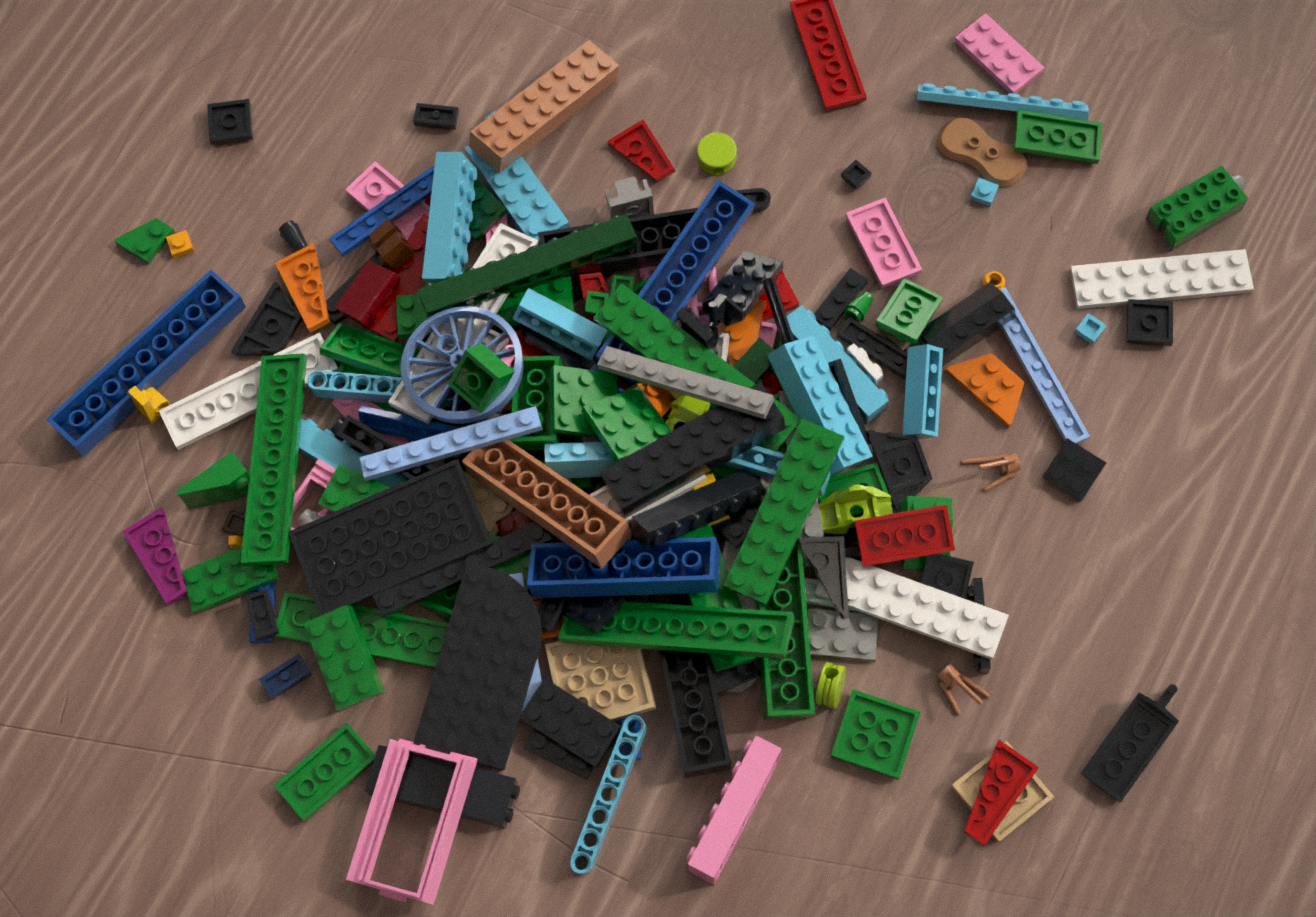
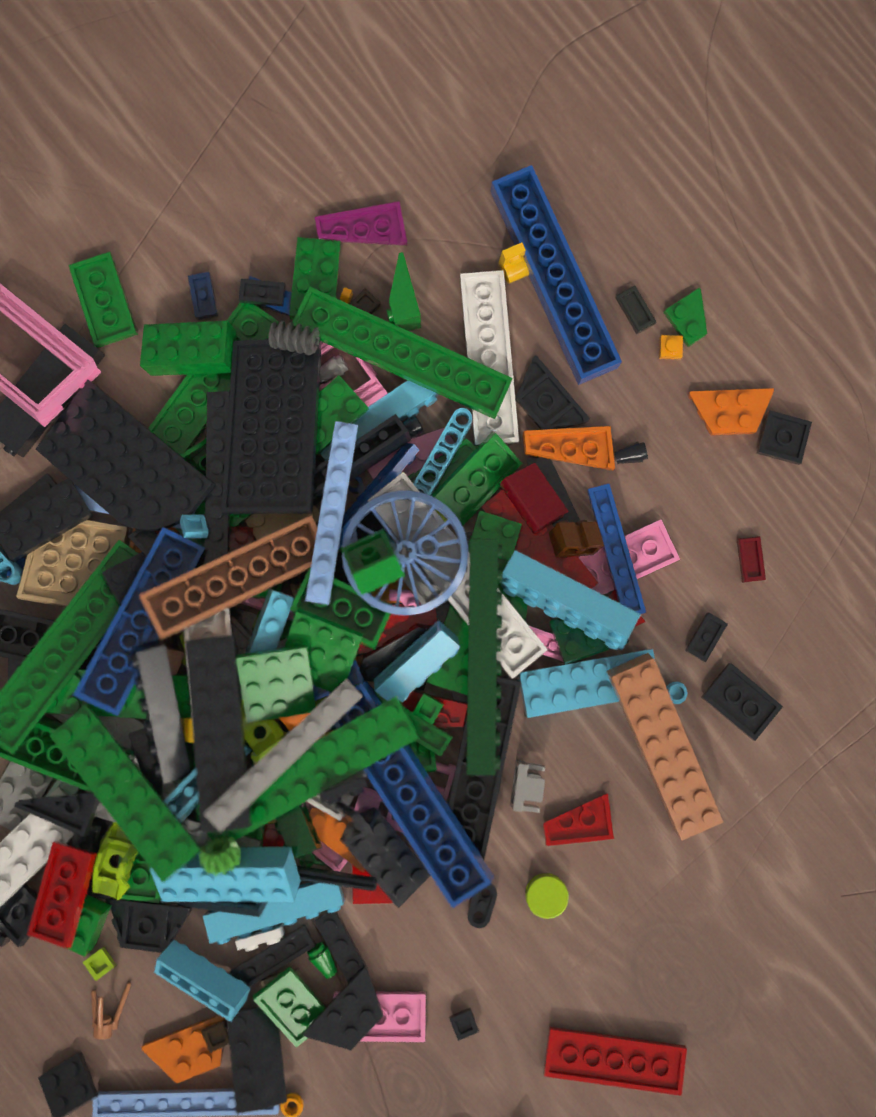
camera: 105 degrees right, 15 degrees up
(154, 286) = (635, 309): none -> pearl dark grey tile
(220, 173) = (731, 410): none -> orange wing
(296, 546) = (294, 339): none -> dark grey piece
(351, 108) = (751, 559): none -> dark red tile
(480, 69) = (742, 701): none -> black plate
(515, 562) = (194, 526): none -> medium azure plate
(800, 404) = (220, 855): none -> bright green gear
(891, 263) = (348, 1014): none -> black wing
(957, 491) = (99, 963): none -> lime plate
(966, 364) = (216, 1035): none -> dark brown tile

